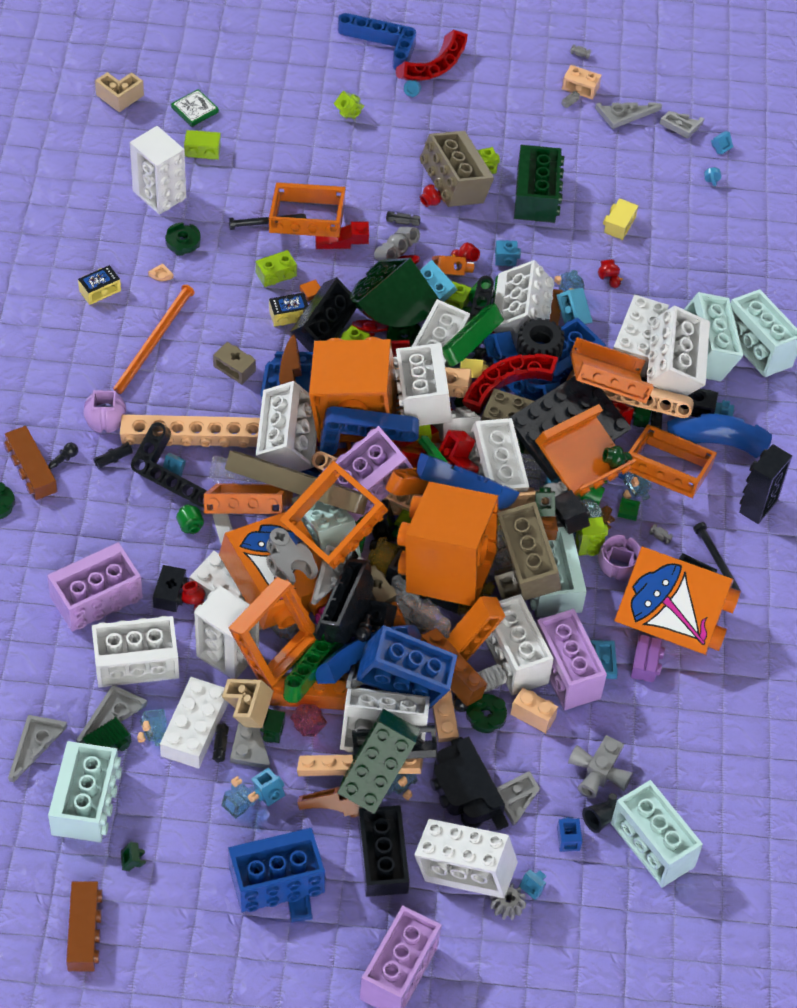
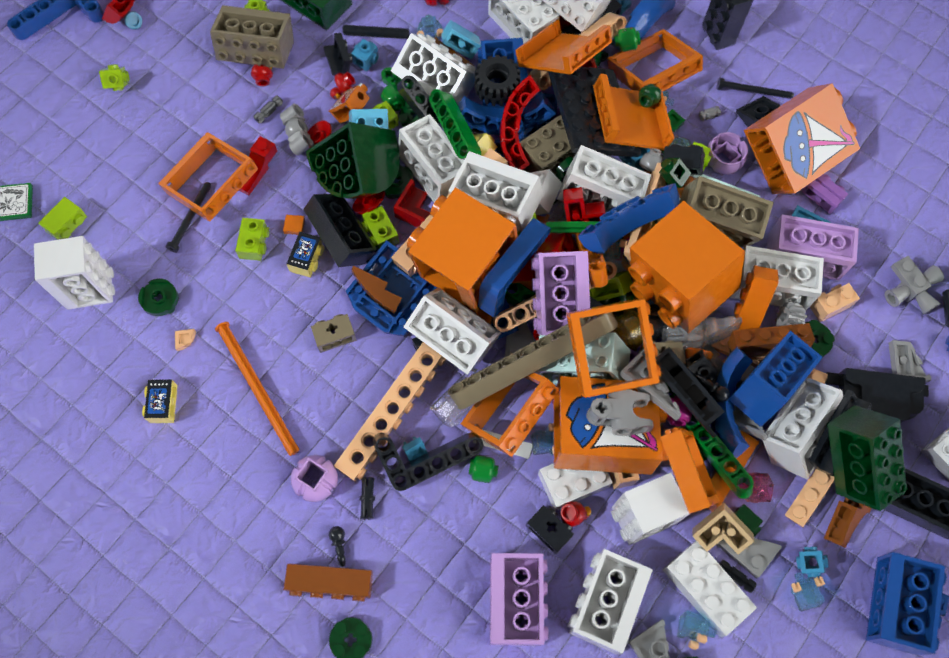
camera: 55 degrees left, 15 degrees up
(487, 238) = (338, 56): none -> black bracket
(540, 252) = (373, 31): none -> black axle
(674, 425) = (627, 39): none -> green head

